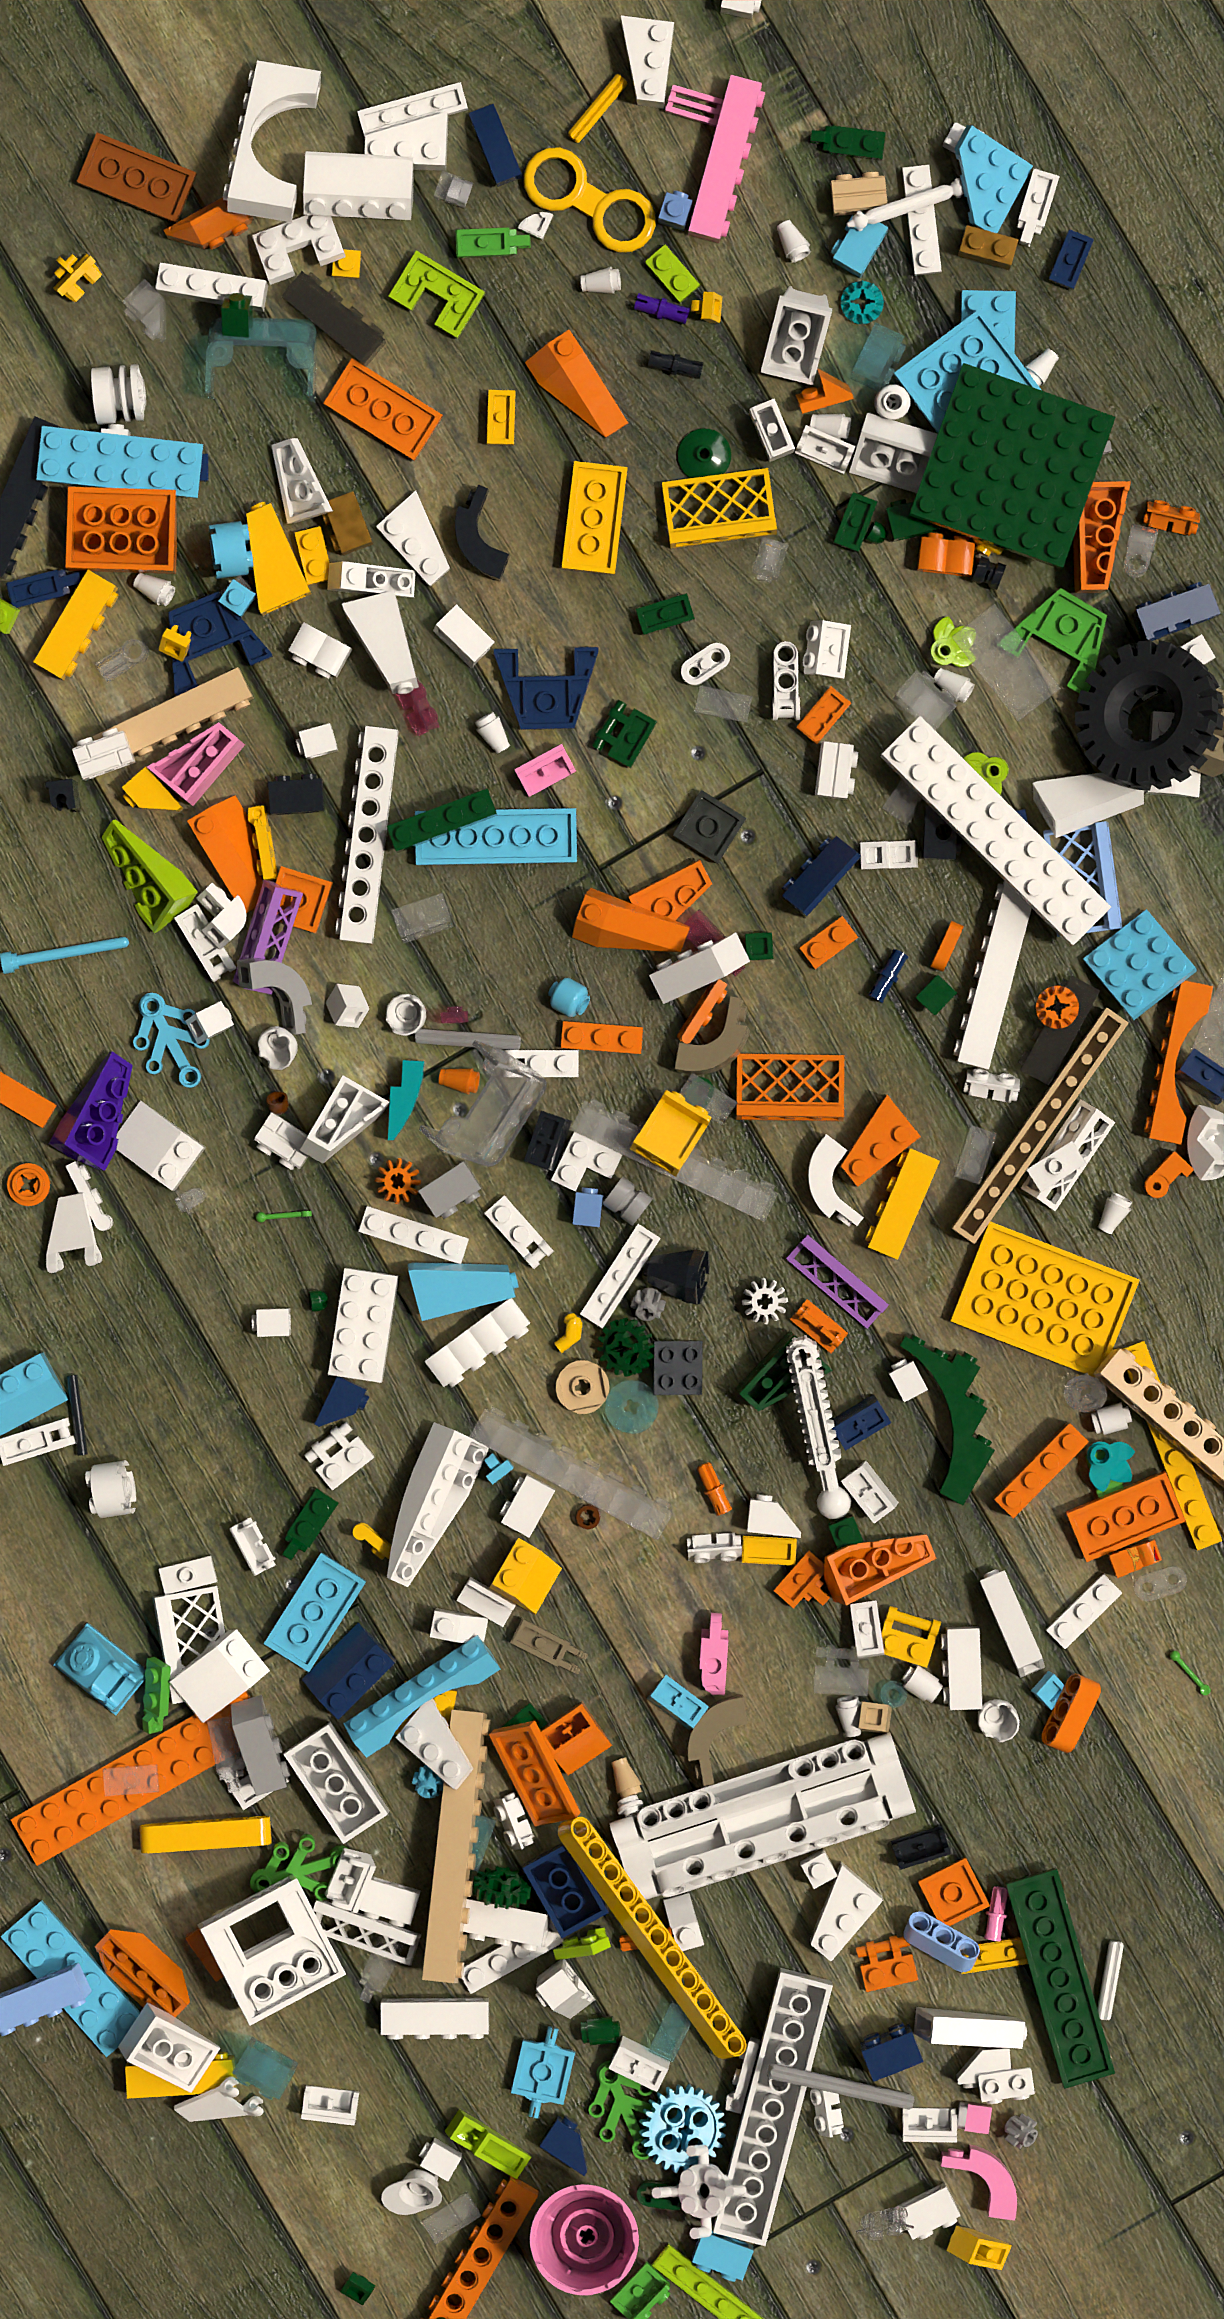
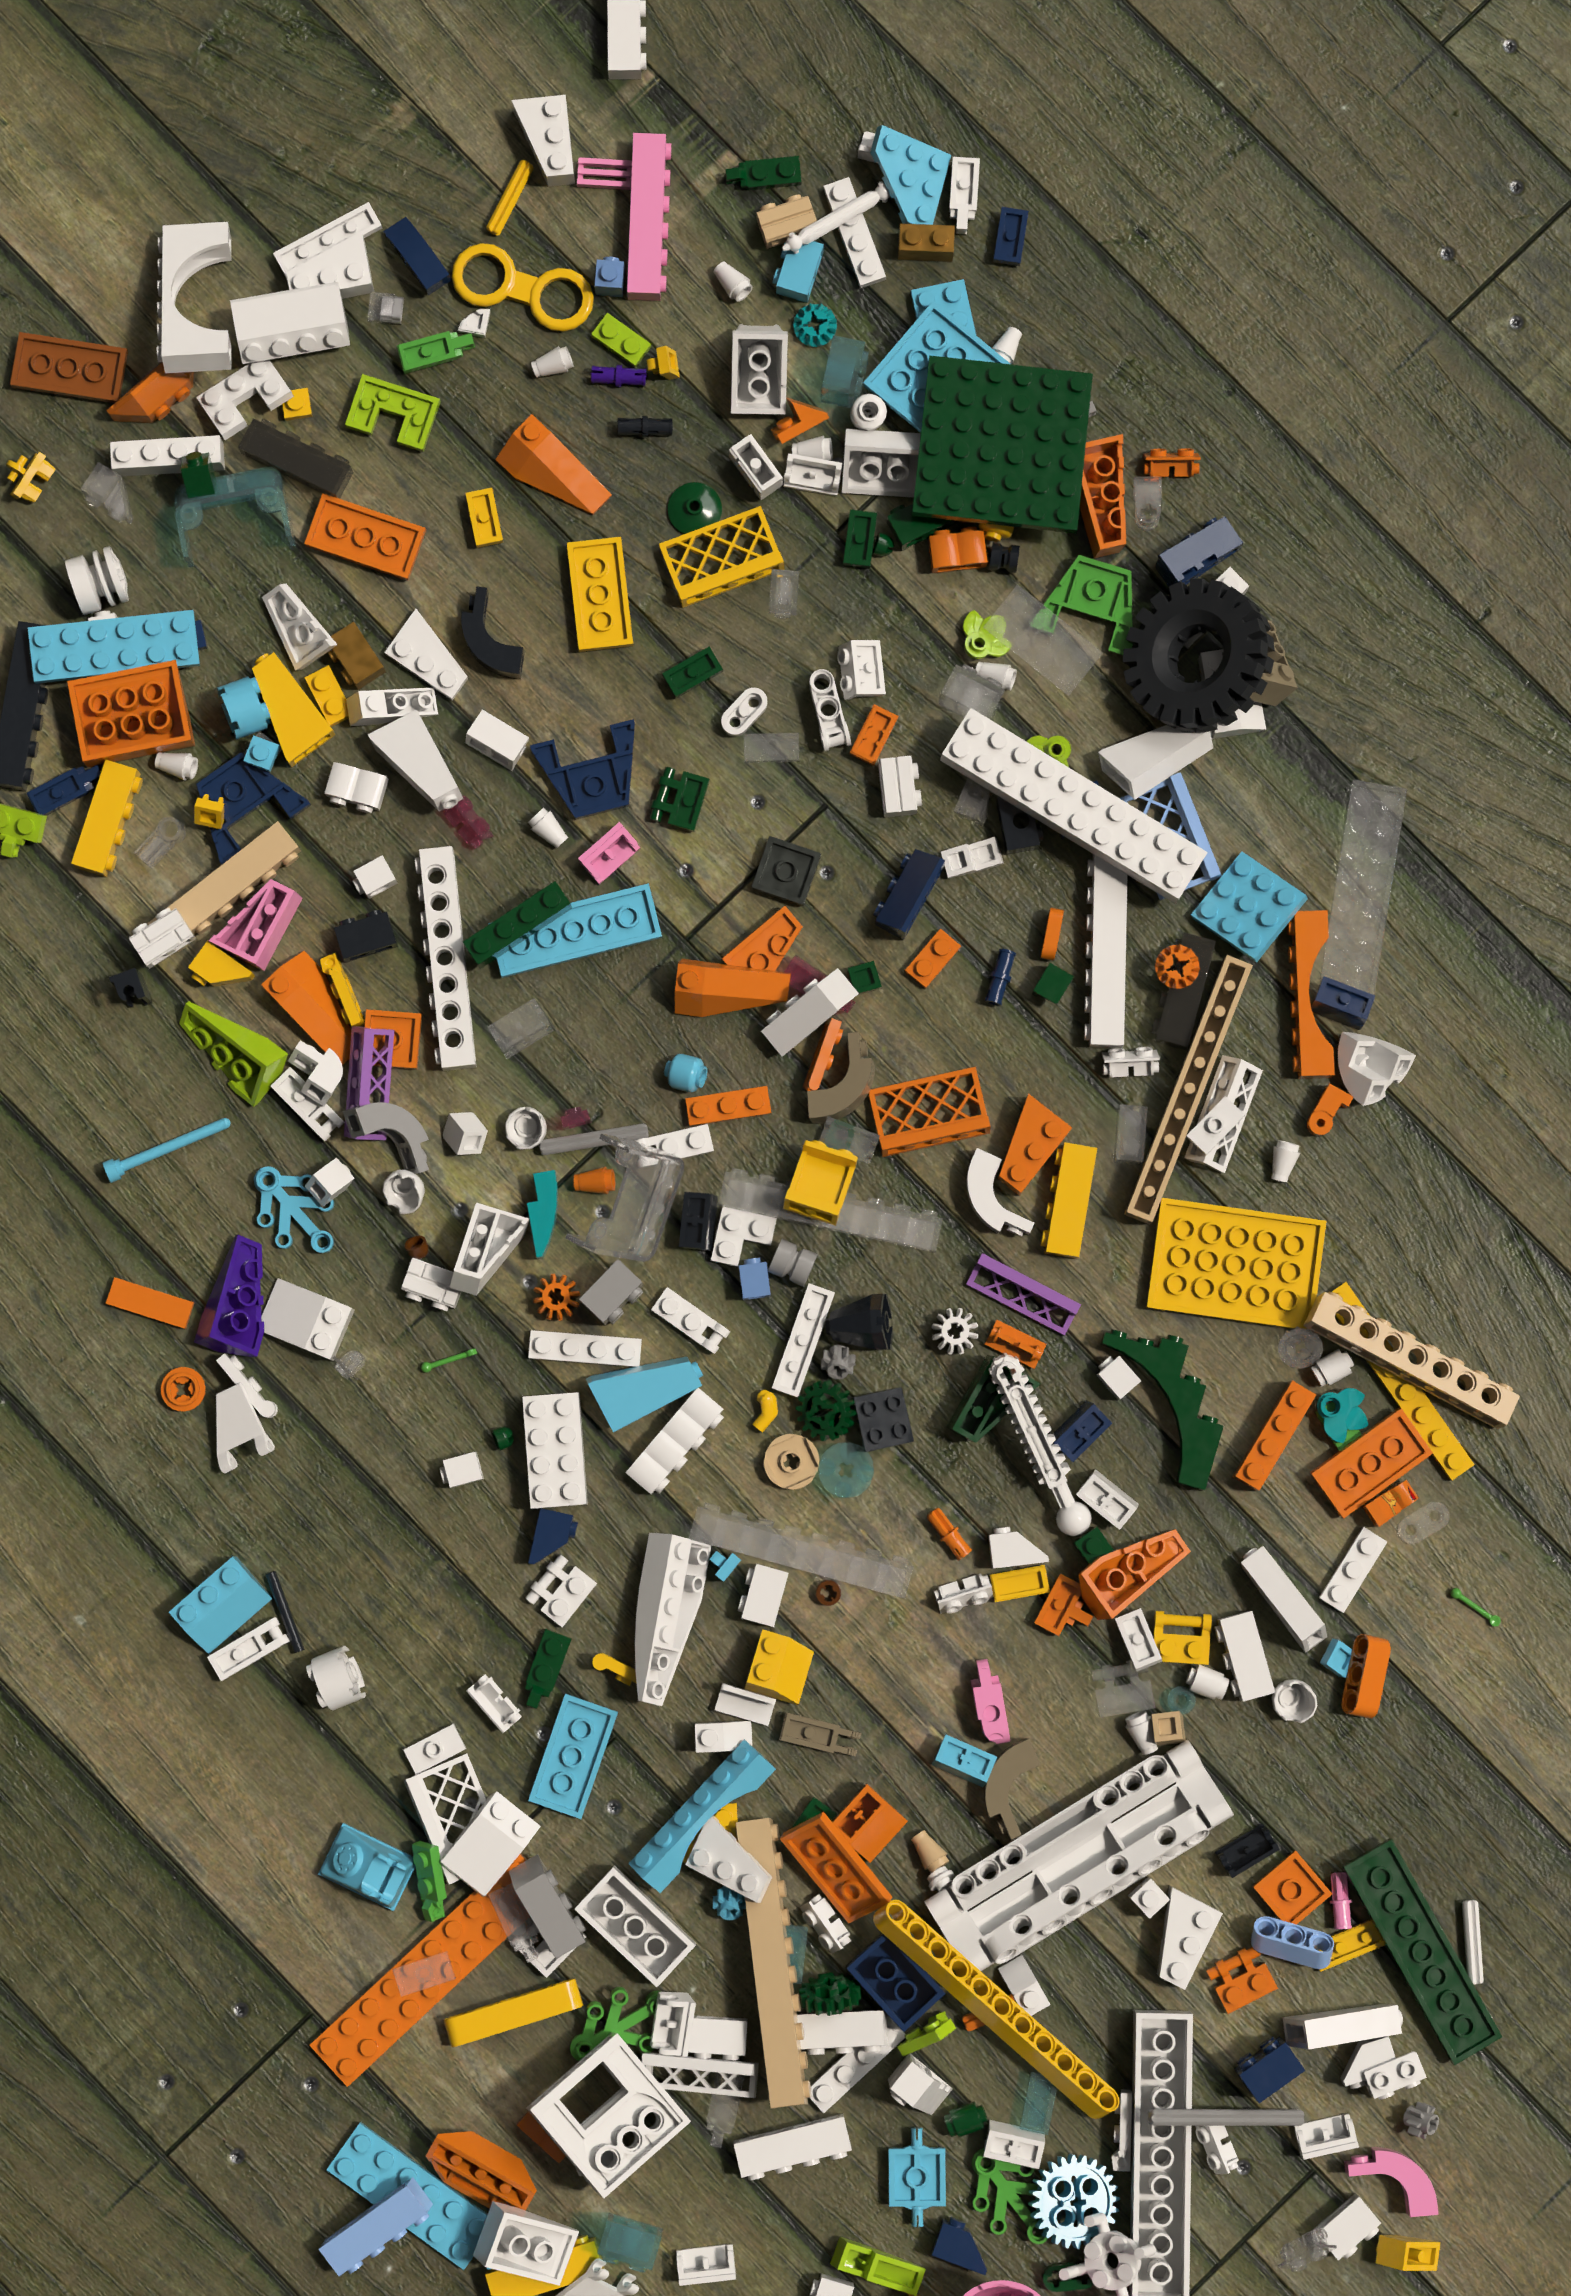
camera: 15 degrees left, 5 degrees down
(348, 1670) = (621, 1808): dark blue slope -> none
(974, 2117) = (1369, 2117): bright pink piece -> none

